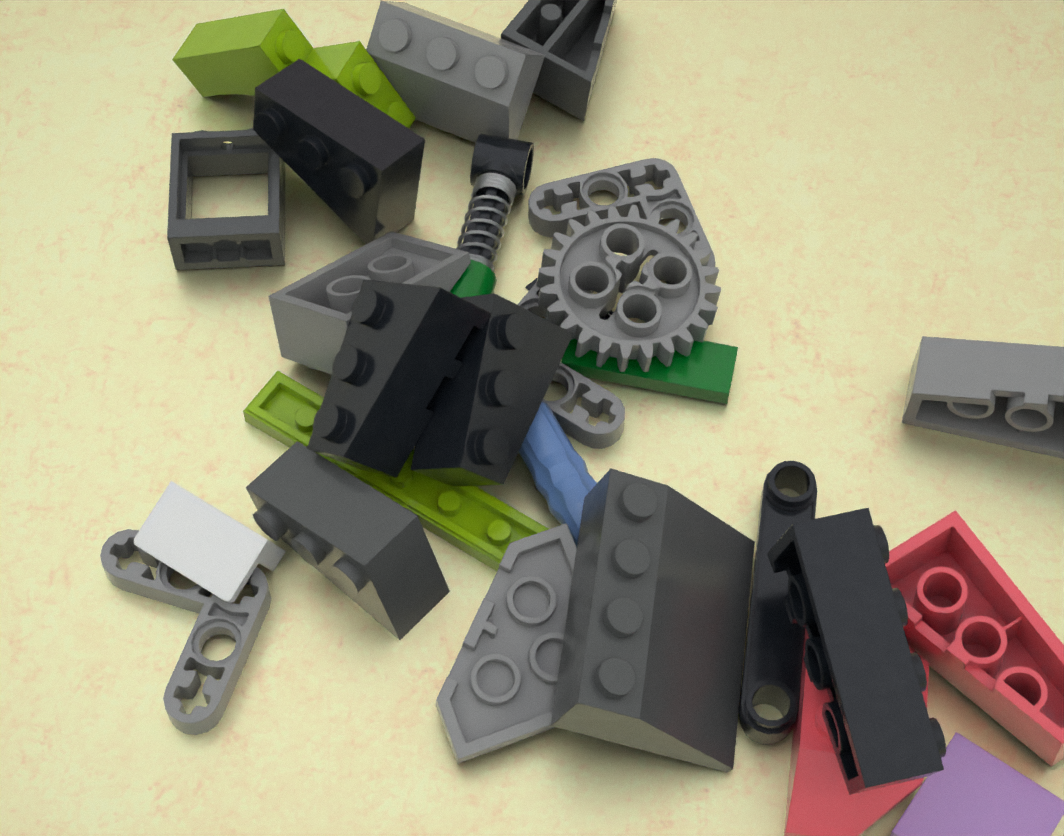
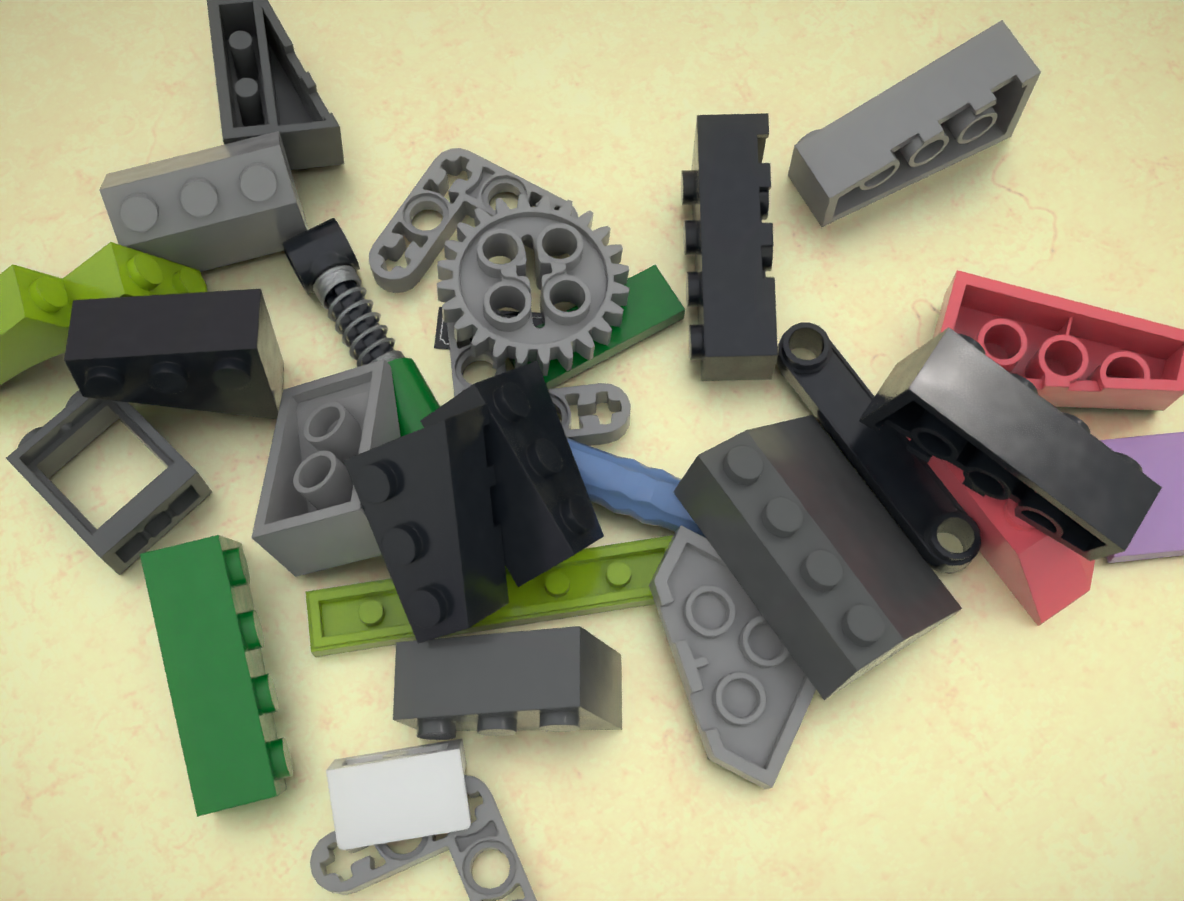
camera: 40 degrees left, 10 degrees up
(170, 365) = (217, 673): none -> green wedge
(802, 373) = (730, 249): none -> black wedge

